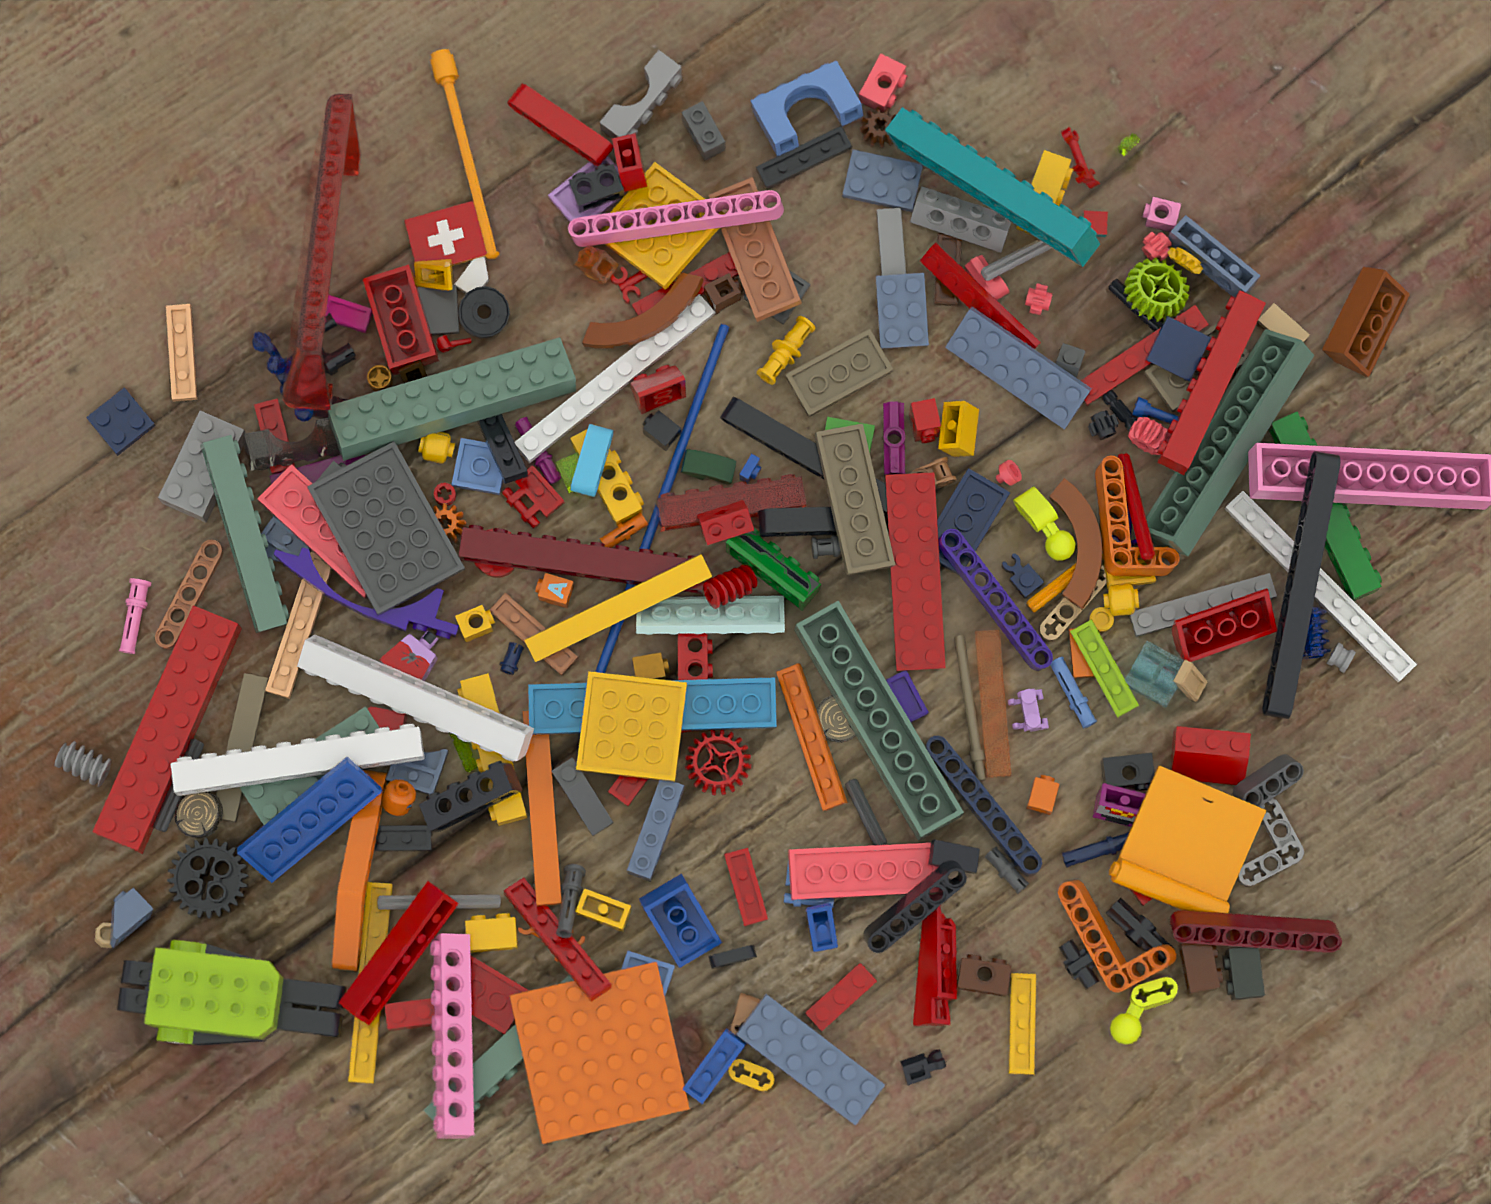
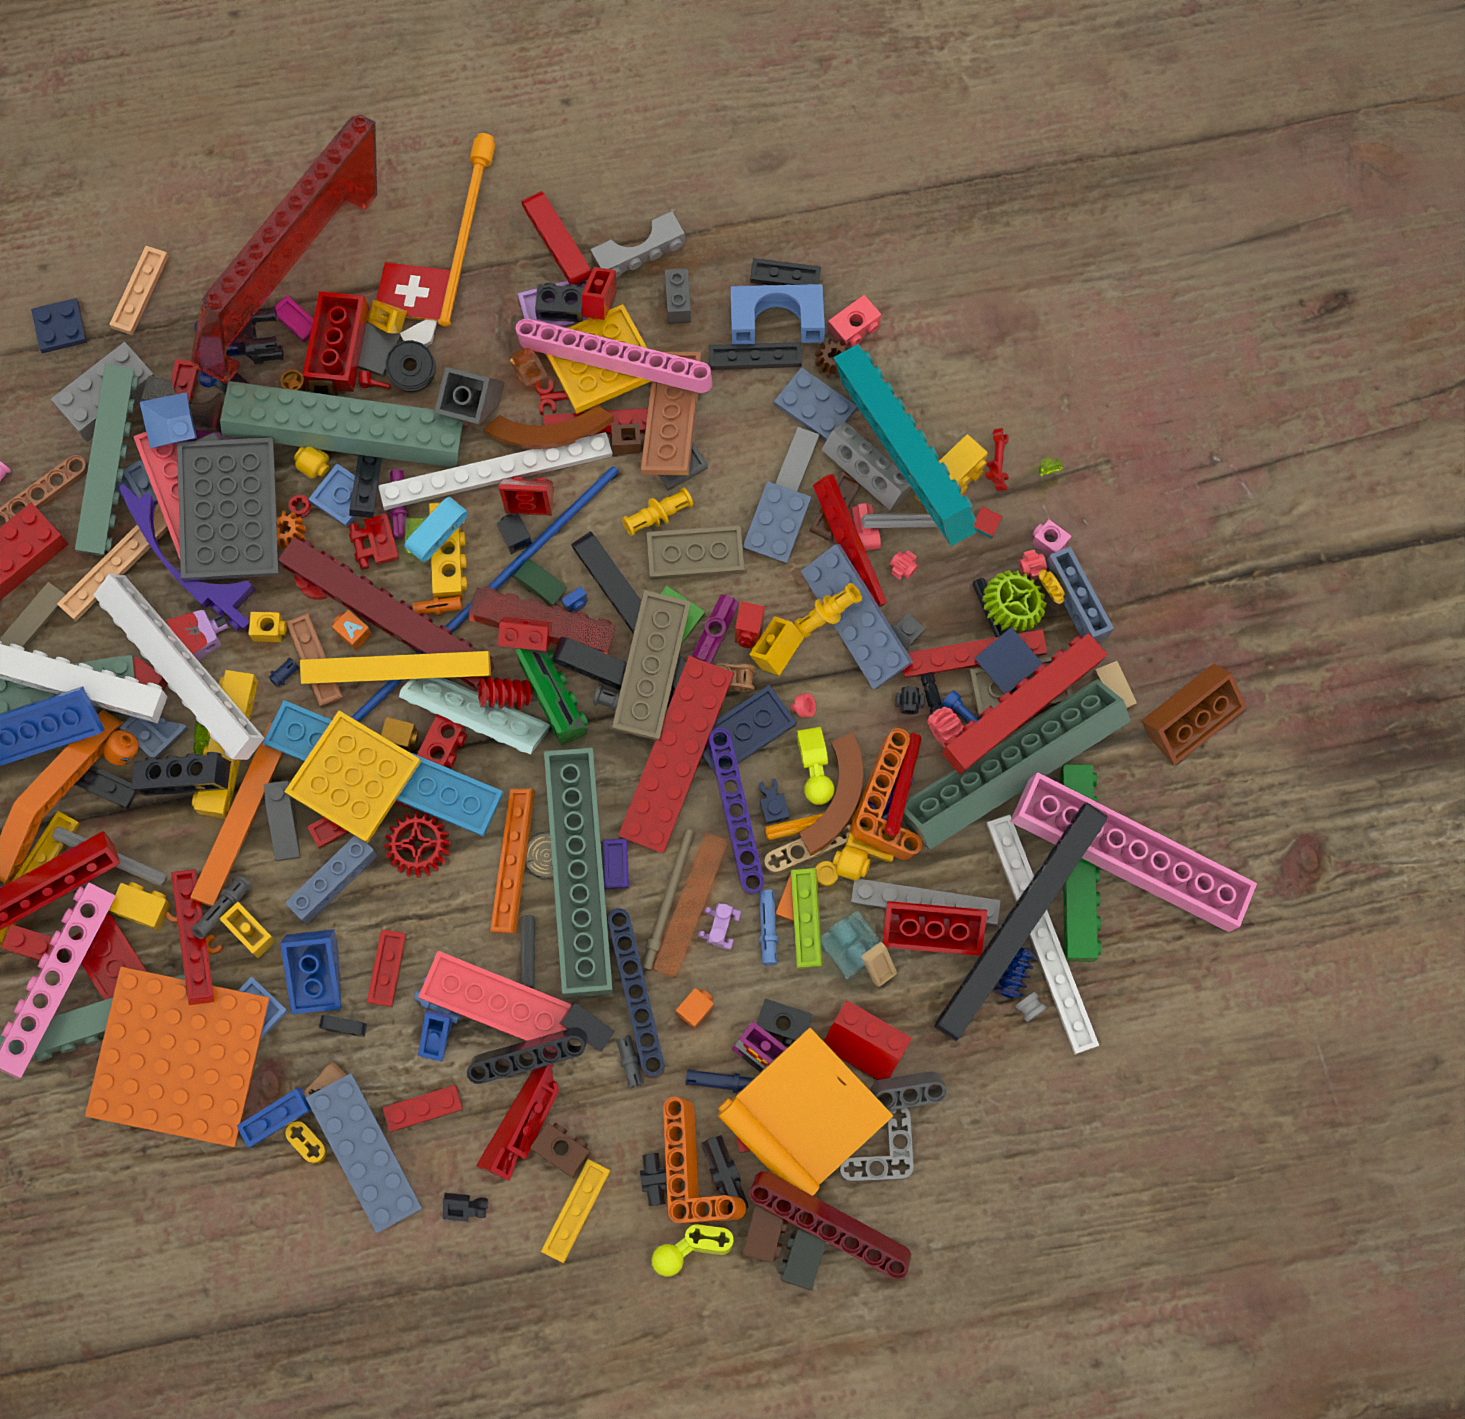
camera: 25 degrees right, 5 degrees down
(287, 469) = (168, 420): none -> medium blue slope
(557, 318) = (468, 395): none -> dark grey slope
(793, 64) = (783, 273): none -> black plate
(992, 374) = (828, 610): none -> yellow piece

